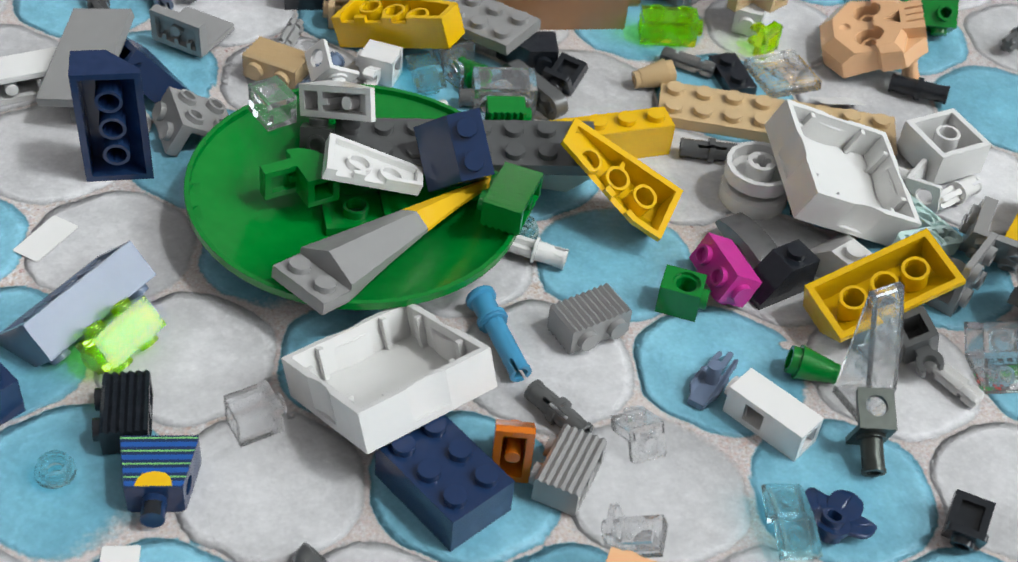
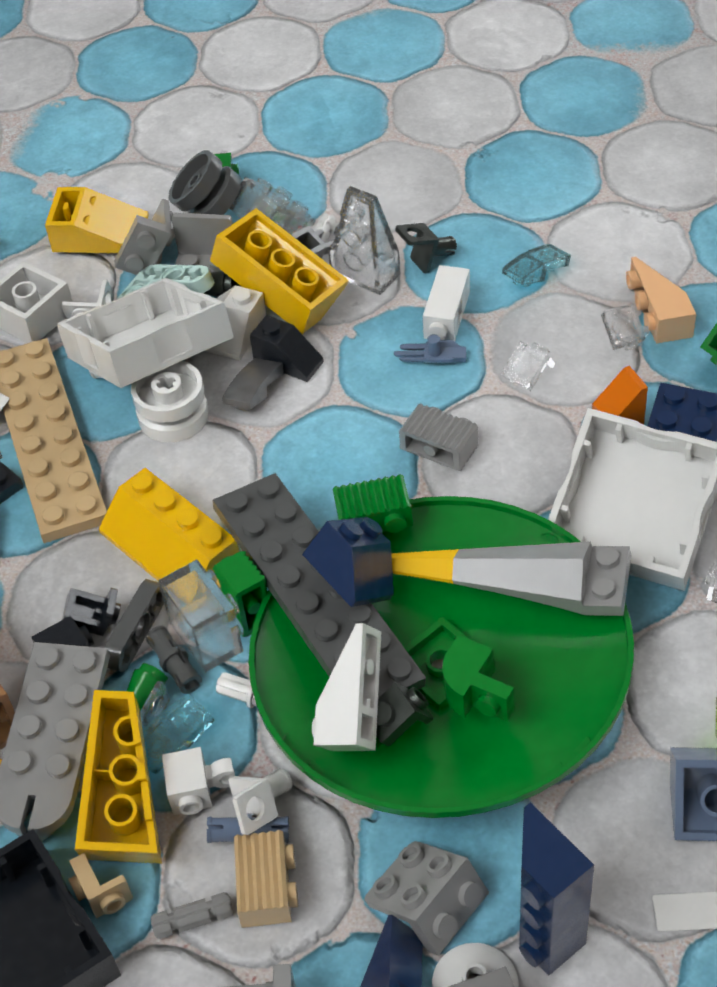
camera: 110 degrees left, 5 degrees up
(272, 103) = (393, 763): clear brick -> none
(364, 166) = (429, 628): white wing -> none
(493, 321) = (511, 477): dark azure pin -> none
(543, 396) = (549, 417): dark grey pin -> none
(568, 469) = (591, 377): light grey brick -> none
(631, 186) = (276, 450): yellow wedge -> none
(654, 74) = (34, 541): tan cone -> none
(682, 293) = (358, 397): green brick -> none
(704, 149) = (132, 455): dark grey pin -> none
(727, 270) = (313, 376): dark pink brick -> none
(810, 365) = (375, 304): green cone -> none
(839, 515) = (503, 249): dark blue plate -> none
(958, 191) = (82, 289): white axle -> none
(968, 521) = (457, 192): black bracket -> none

